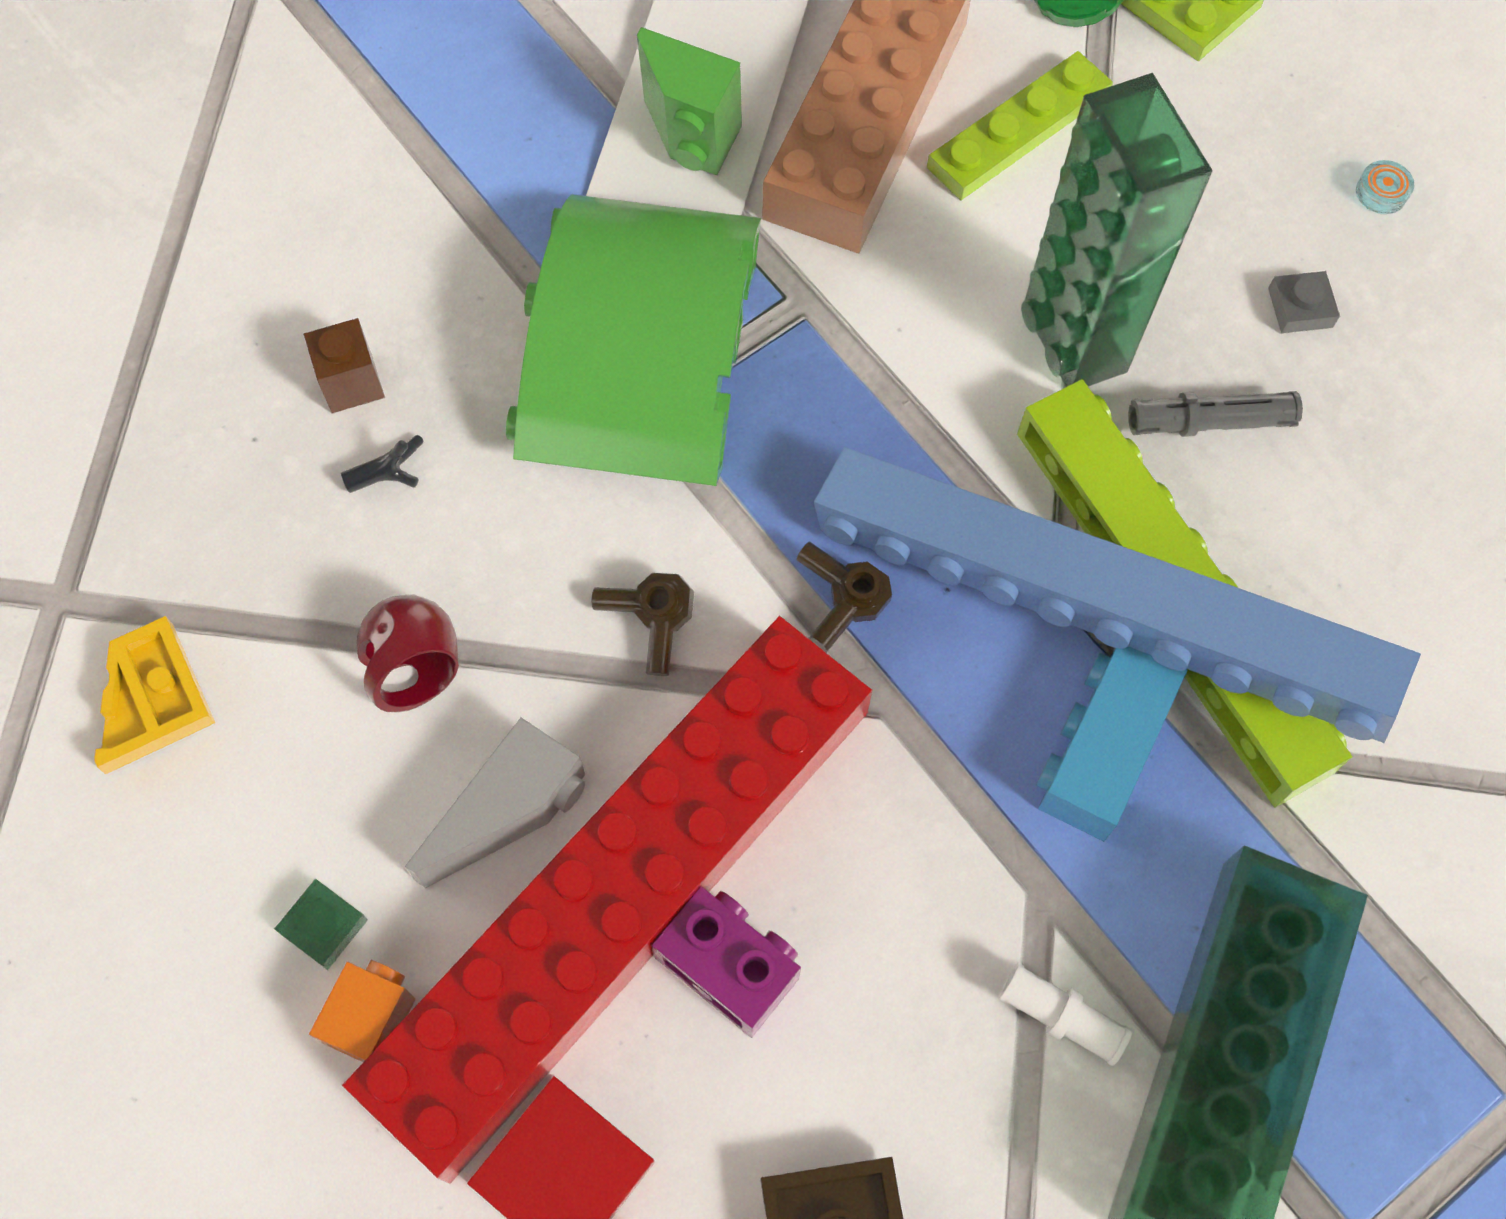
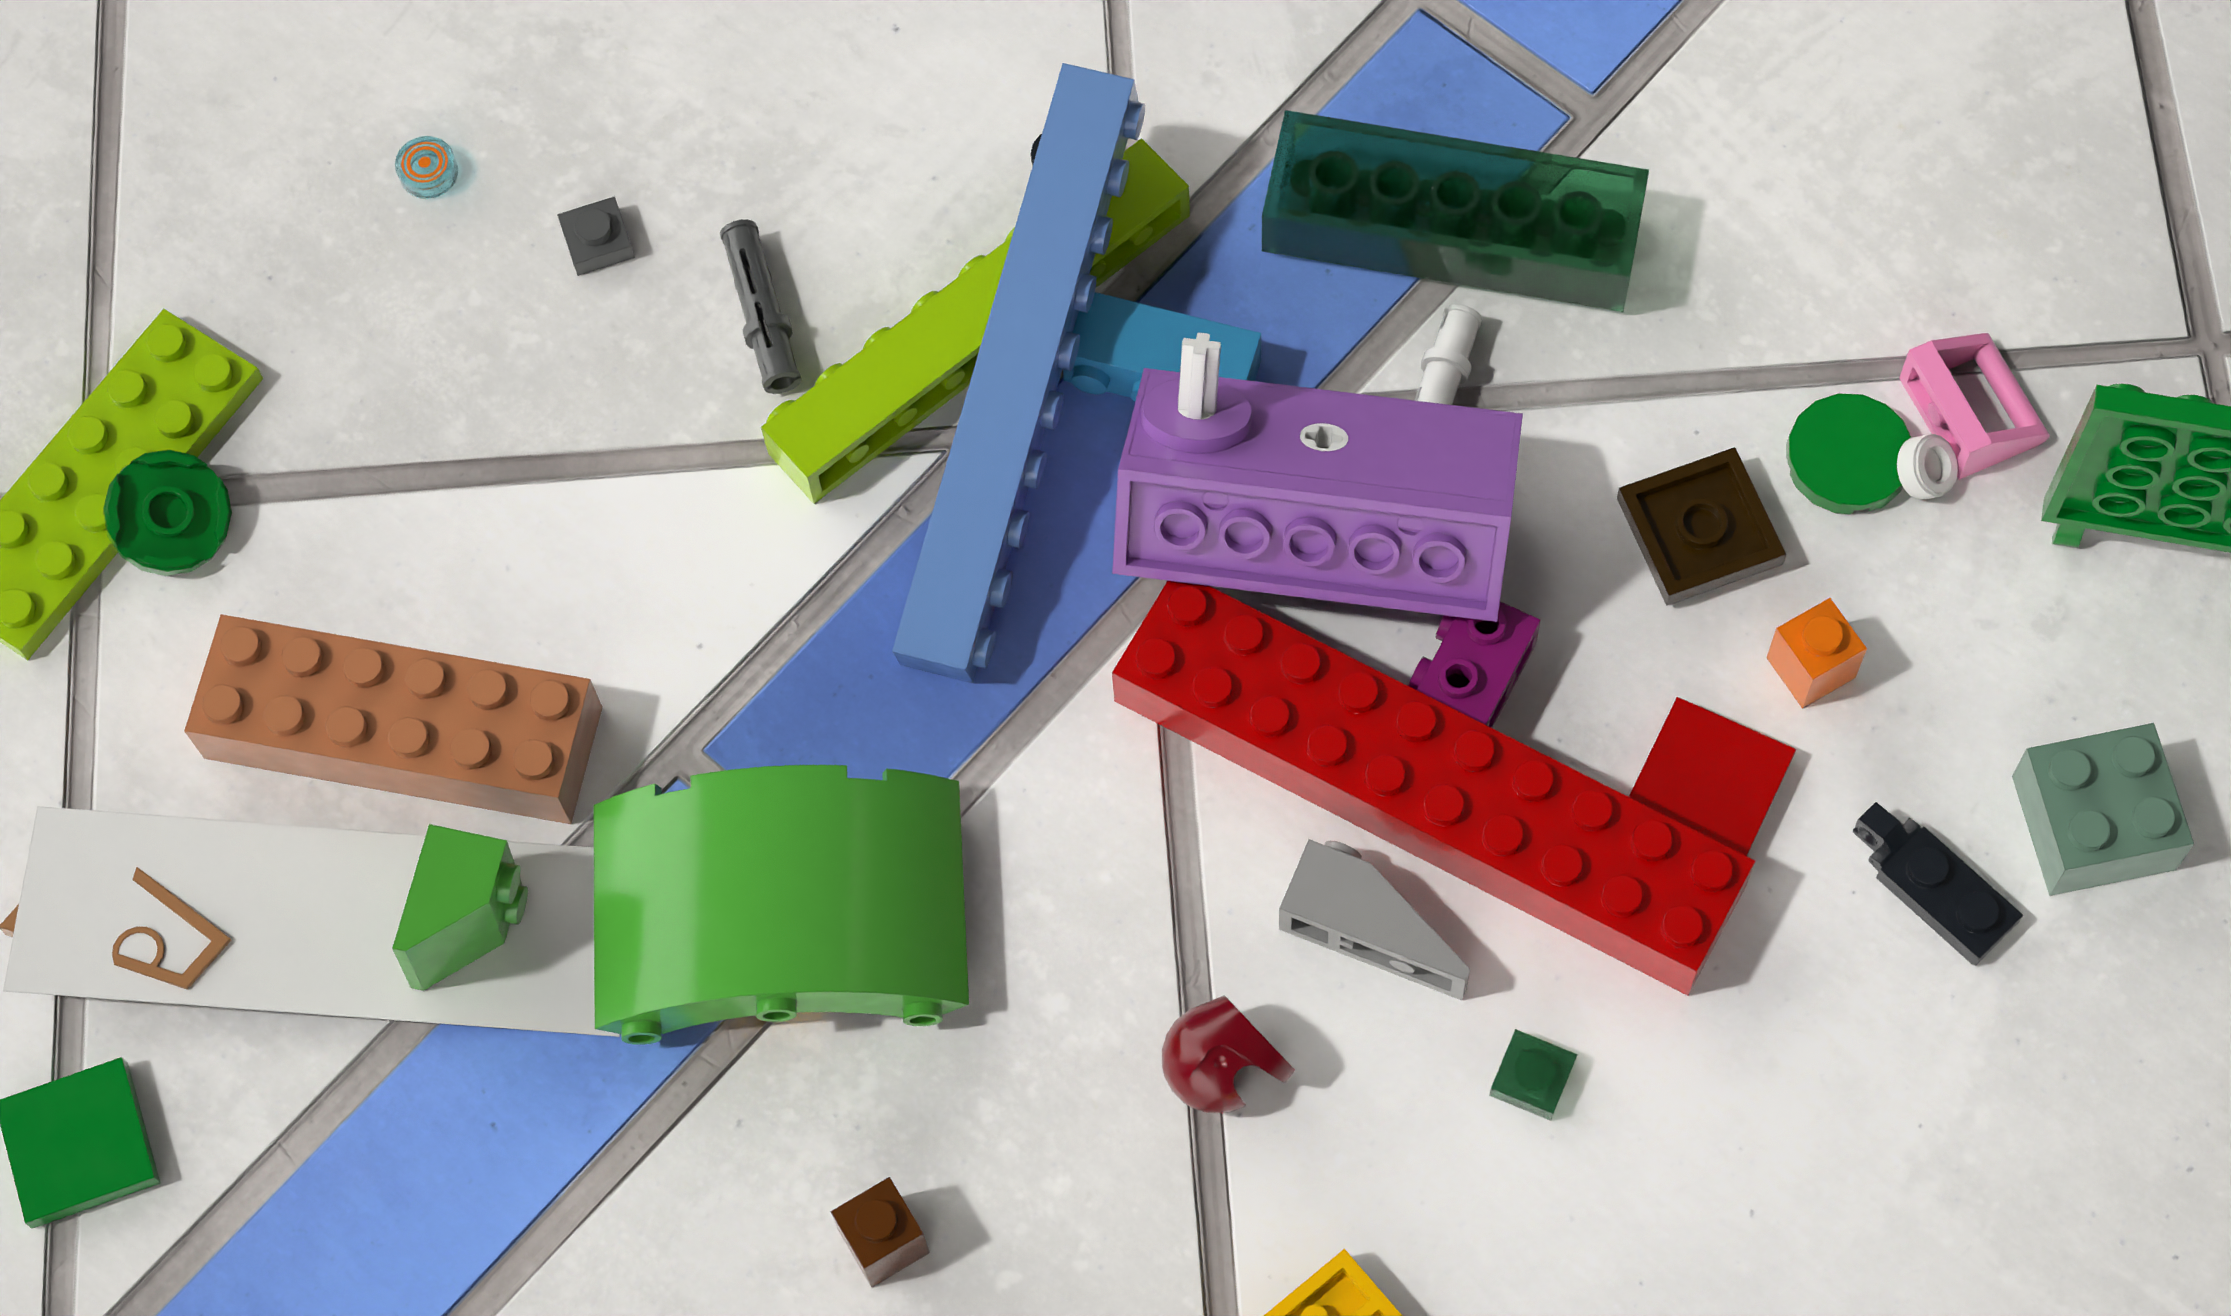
camera: 95 degrees left, 0 degrees up
(362, 1009) = (1614, 994): orange brick -> none
(384, 467) = (995, 1159): black bar -> none
(661, 604) = (1107, 813): dark brown piece -> none
(856, 589) = (1050, 622): dark brown piece -> none
(919, 834) = (1315, 491): none -> medium lavender piece
(1016, 126) = (394, 556): lime plate -> none
(1113, 230) = (651, 373): clear green brick -> none

